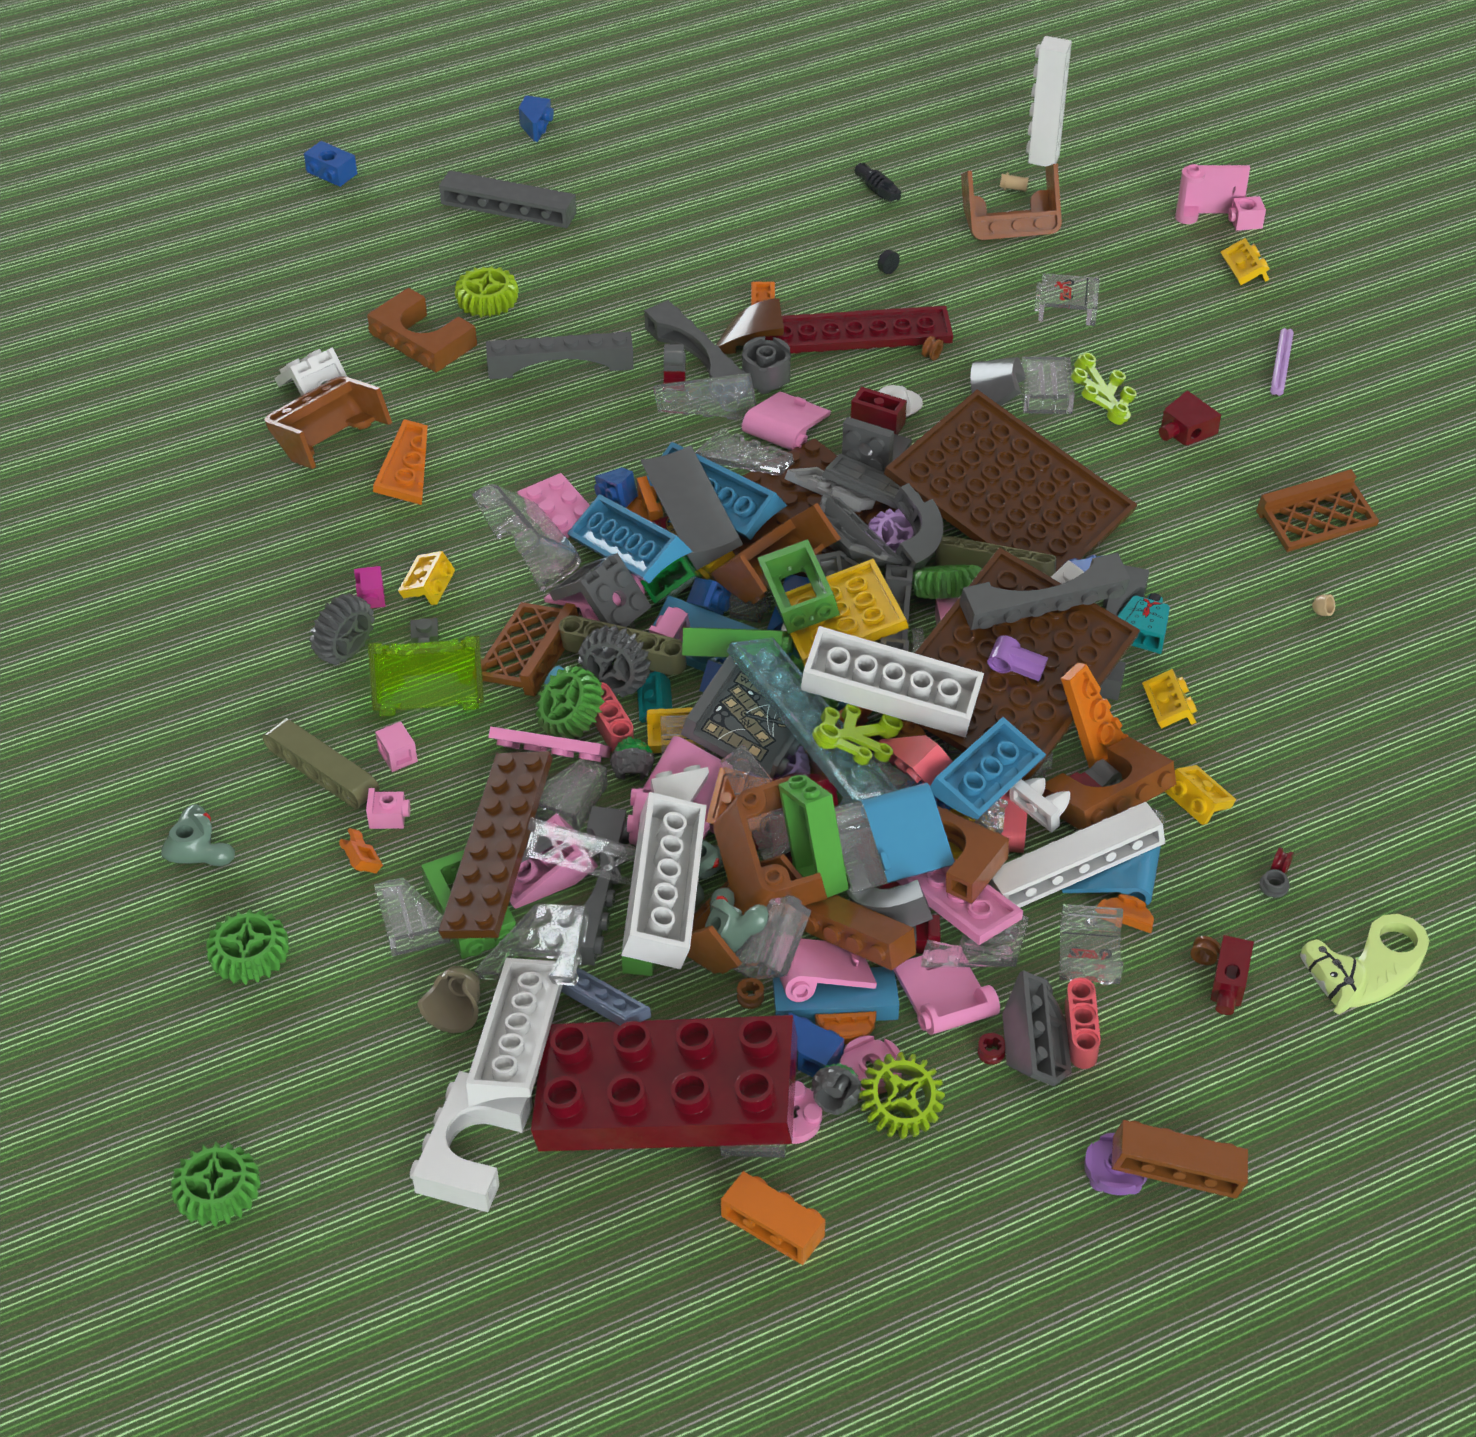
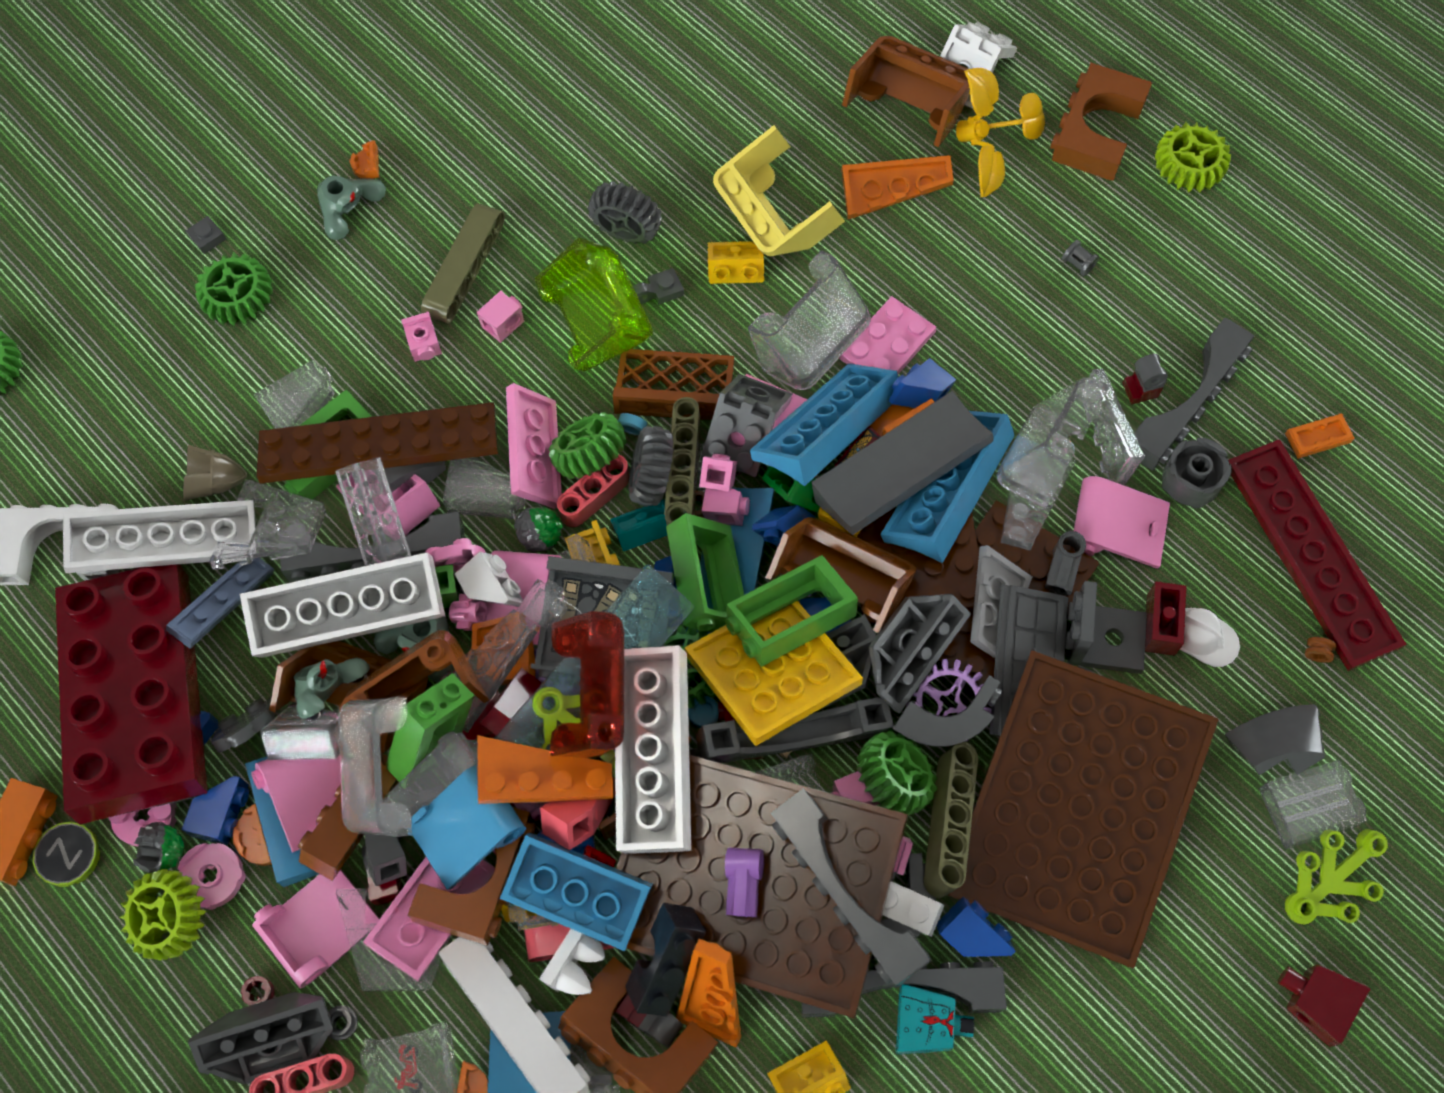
camera: 75 degrees right, 20 degrees up
(158, 815) = (366, 162): none -> orange plate
(161, 966) = (205, 234): none -> dark grey plate
(361, 855) = (360, 337): orange plate -> none
(370, 586) = (702, 218): dark pink brick -> none
(390, 396) = (983, 94): none -> yellow plant
(422, 539) = (742, 187): none -> light yellow windscreen
(508, 199) = (1363, 122): dark grey brick -> none
(550, 372) = (1080, 258): none -> dark grey bush
(608, 349) = (1146, 304): dark grey arch -> none
(646, 612) = (718, 472): none -> bright pink brick
(714, 424) = (1042, 448): none -> clear windscreen
(724, 736) = (544, 603): none -> clear brick
(743, 992) = (239, 729): none -> dark grey plate
(755, 321) = (1261, 438): reddish brown slope -> none
(807, 444) = (1065, 564): none -> dark grey piece
(810, 1180) = (66, 854): none -> black tile
(835, 678) = (599, 645): none -> clear red windscreen
(842, 853) = (360, 767): none -> clear windscreen
(885, 760) = (529, 774): none -> orange wing
(1052, 707) = (657, 982): none -> black arch

